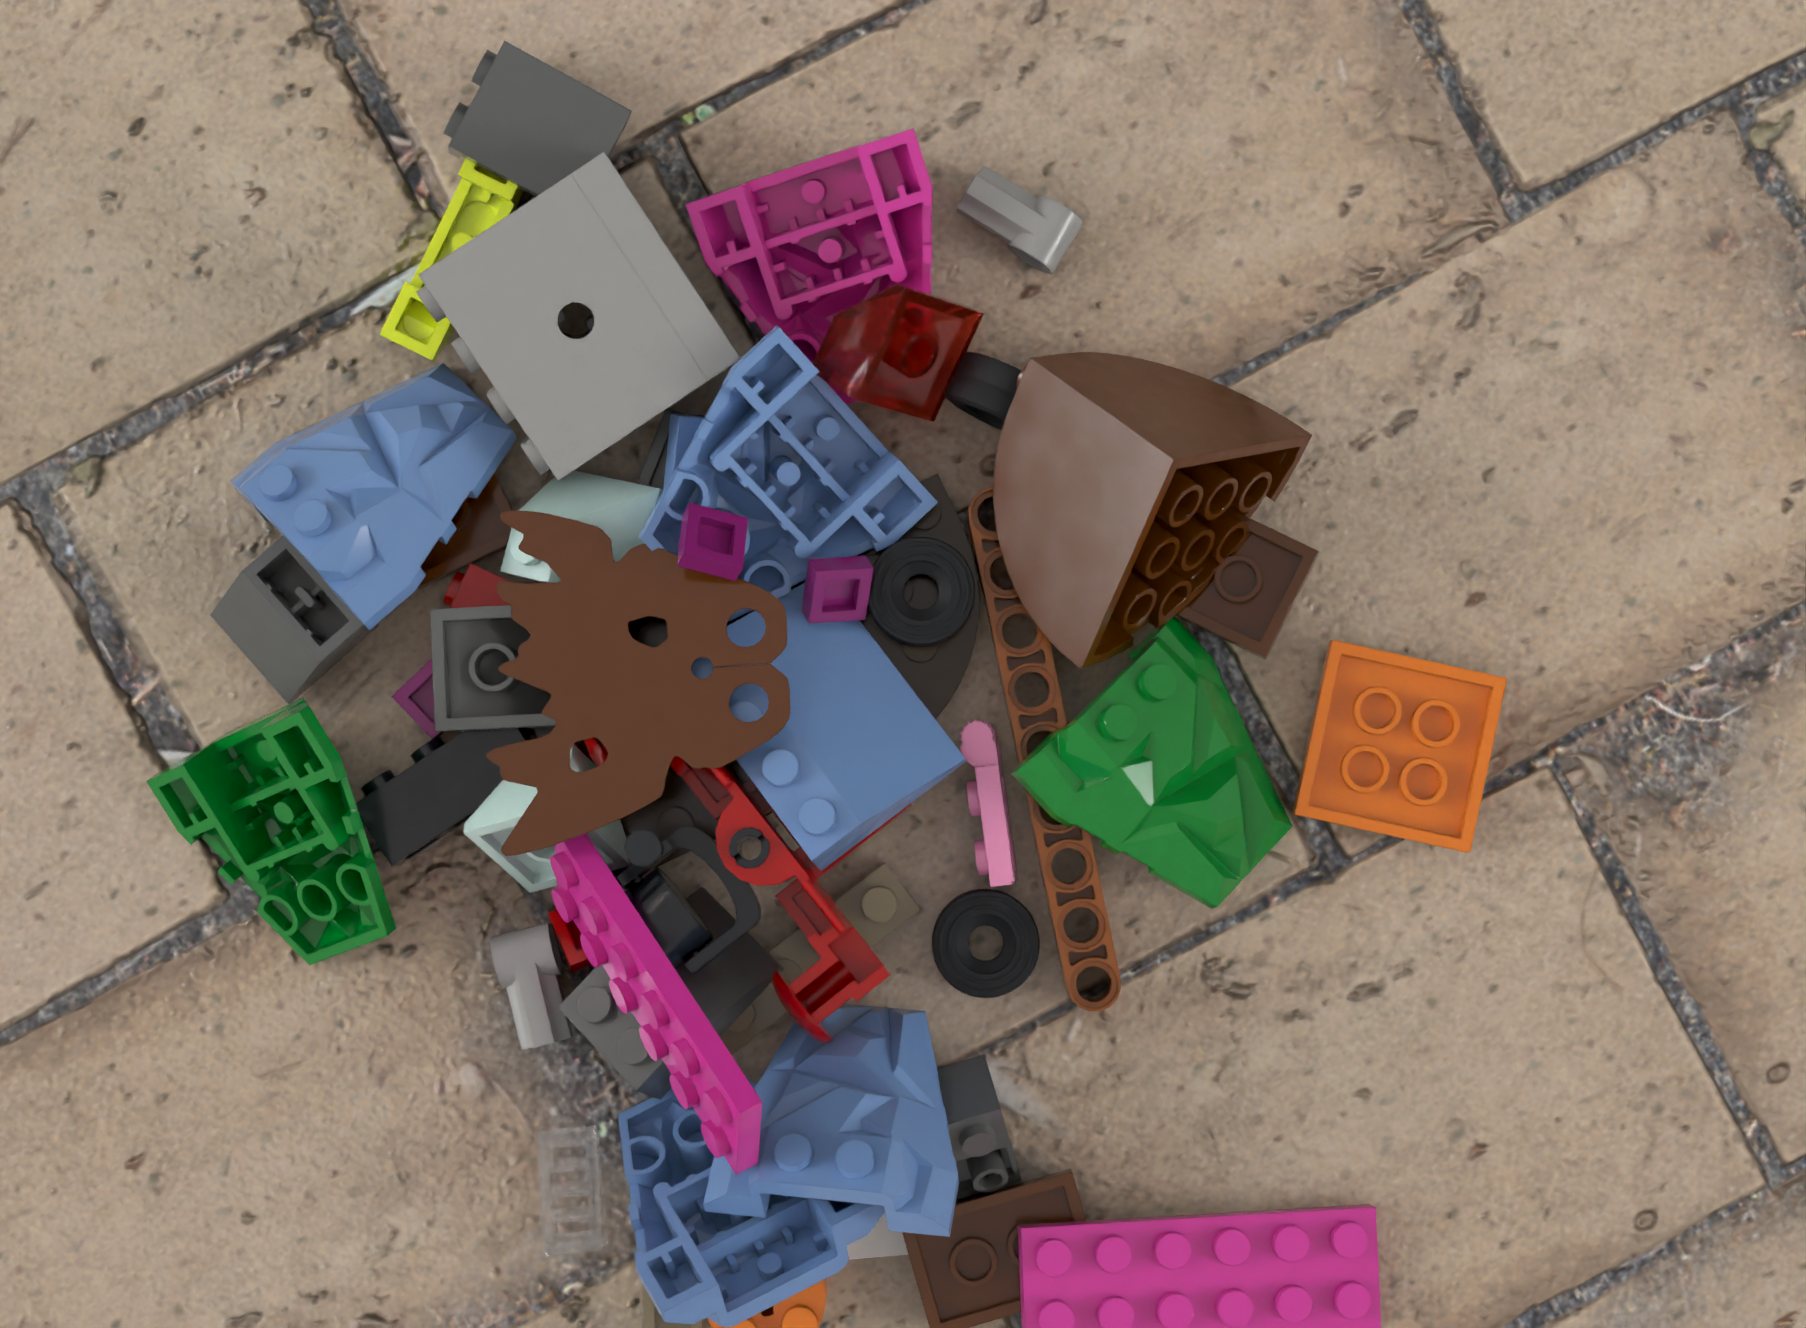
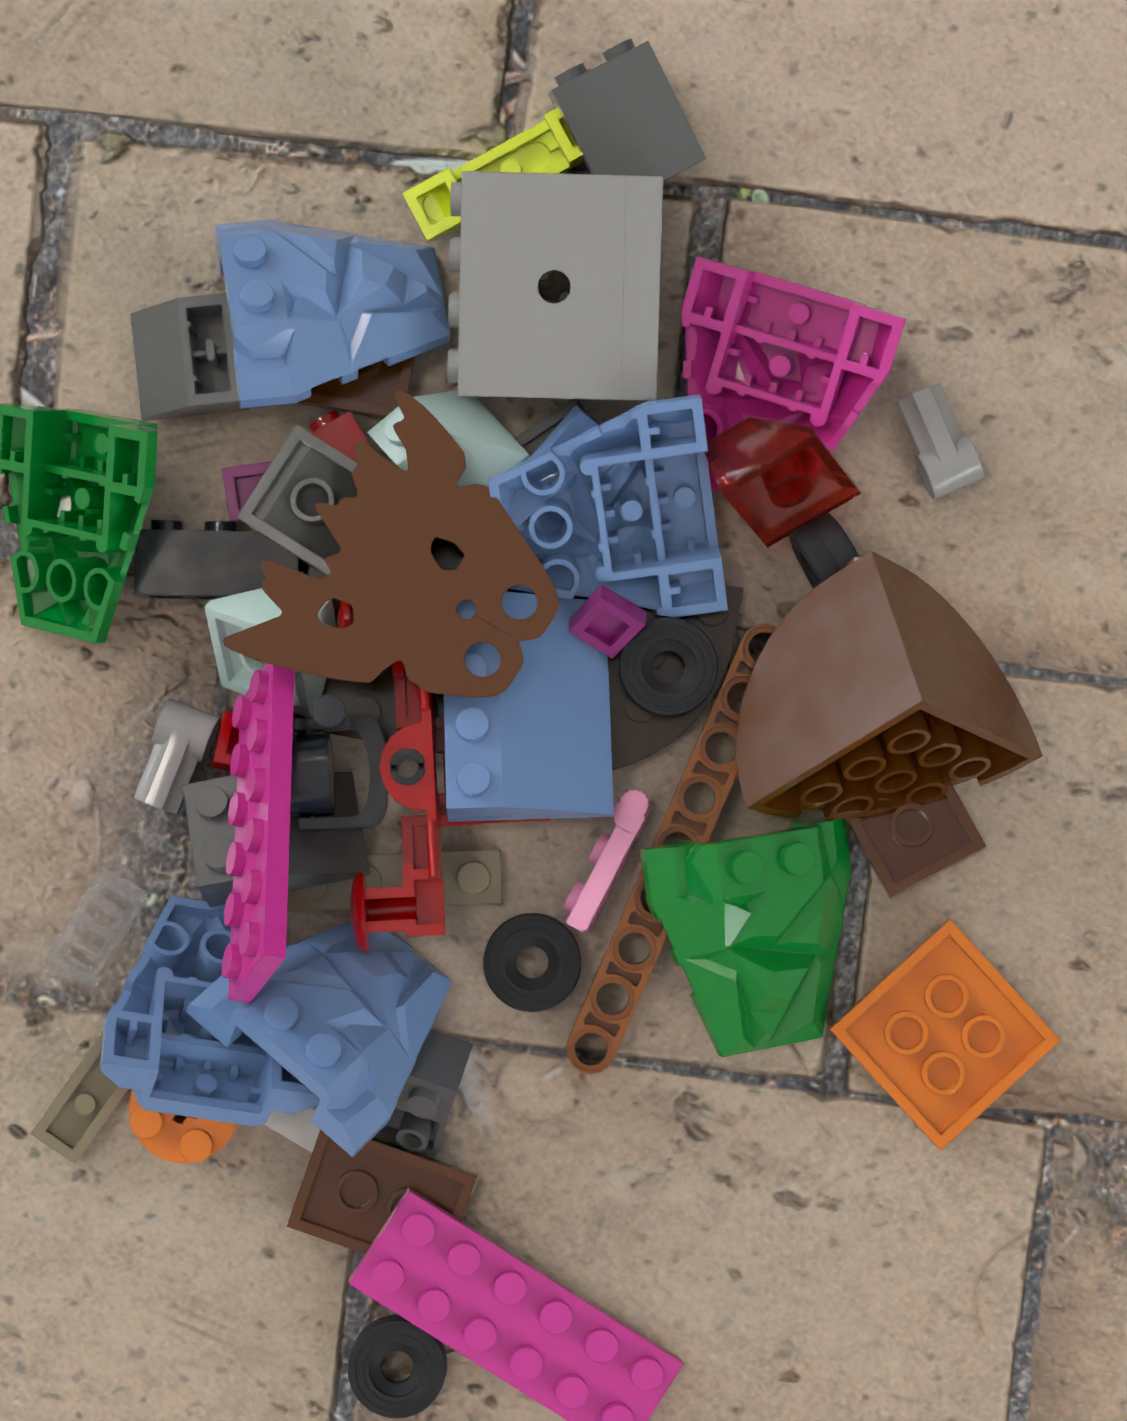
camera: 35 degrees right, 0 degrees up
(712, 541) = (539, 521): magenta plate -> none

